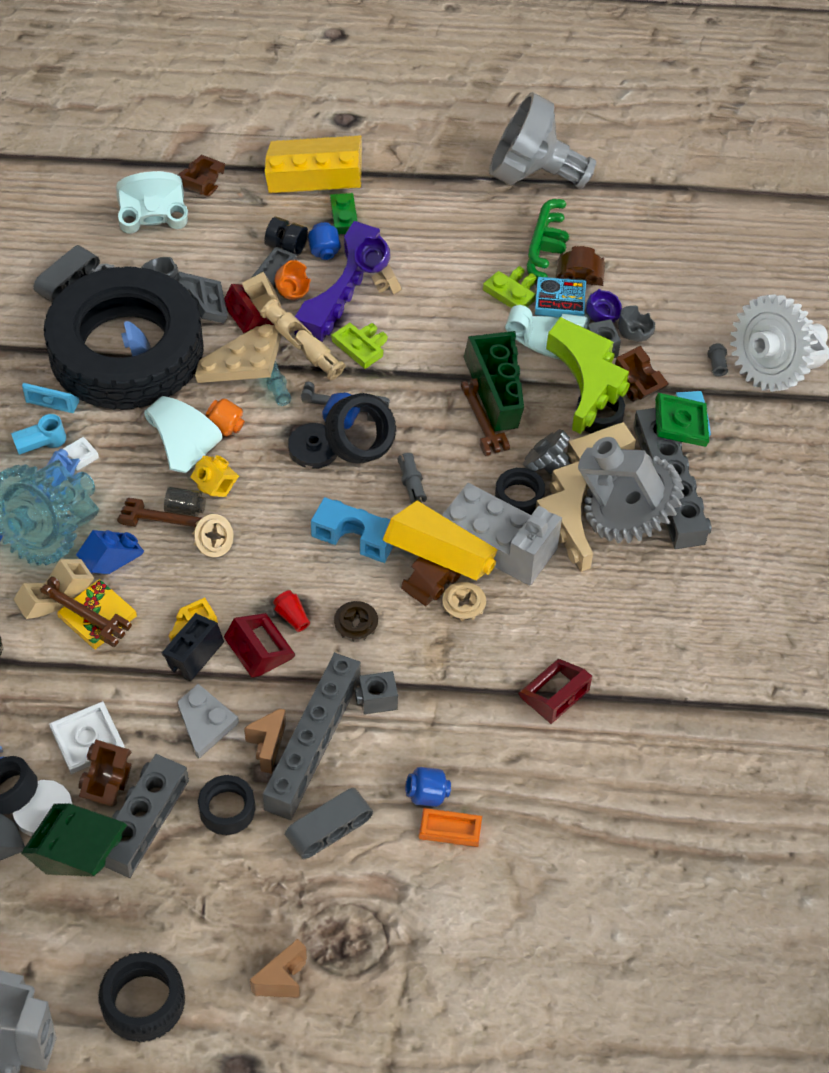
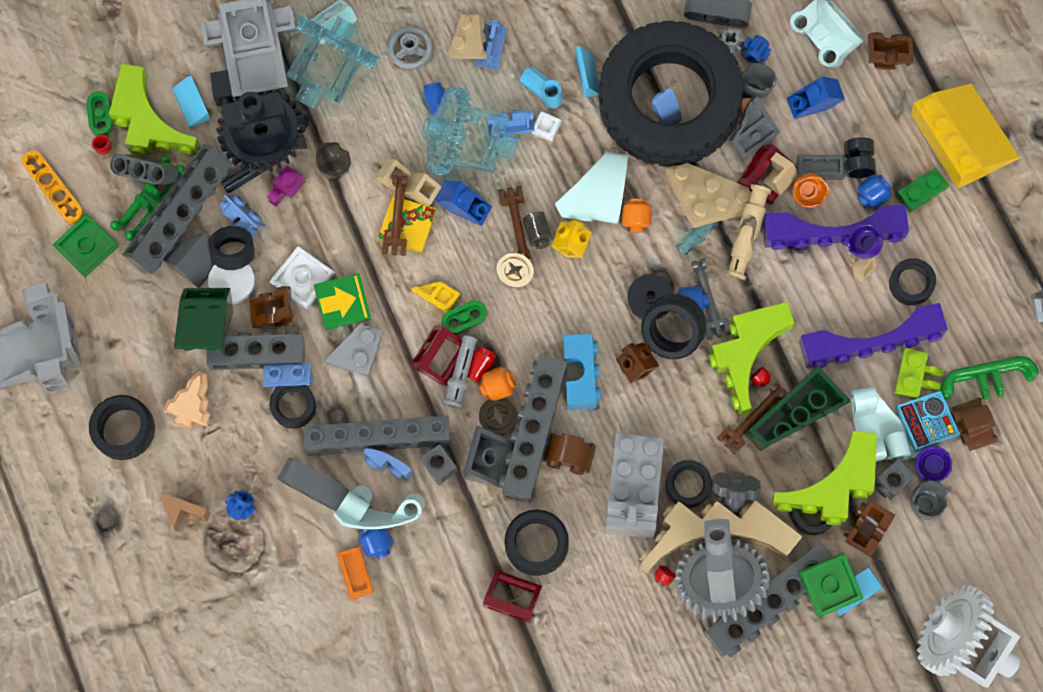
camera: 70 degrees right, 20 degrees up
(128, 258) = (756, 49): none -> blue gear
(141, 707) = (342, 302): none -> green tile
(159, 911) = (190, 403): none -> light nougat rock
(190, 793) = (287, 375): none -> medium blue hinge
(193, 646) = (410, 309): black hinge -> none
(206, 243) = (816, 97): none -> blue slope
(232, 606) = (463, 316): none -> green plate
(268, 735) = (366, 405): medium nougat slope -> none
(300, 637) = (458, 383): none -> light grey pin
(311, 906) = (240, 505): none -> blue gear
(323, 603) = (497, 384): none -> orange head
(339, 746) = (381, 460): none -> medium blue slope
(359, 343) = (773, 280): lime hinge -> none
(363, 564) = (524, 487): none -> dark grey brick
(375, 487) = (636, 362): none -> reddish brown brick
(391, 773) = (355, 511): none -> light aqua panel
(394, 649) = (487, 457): none -> dark grey slope
(411, 478) = (656, 391): dark grey pin -> none
(417, 399) = (752, 334): none -> lime arch
(425, 266) = (921, 266): none -> black tyre
(440, 541) = (593, 443): yellow slope -> none
(446, 394) = (761, 377): none -> red hinge
(449, 333) = (825, 347): none -> dark purple arch
(463, 591) = (551, 480): tan gear -> none
(511, 616) = (536, 517): none -> black tyre
(602, 552) = (664, 575): none -> red hinge
(717, 354) = (932, 588): dark grey pin -> none

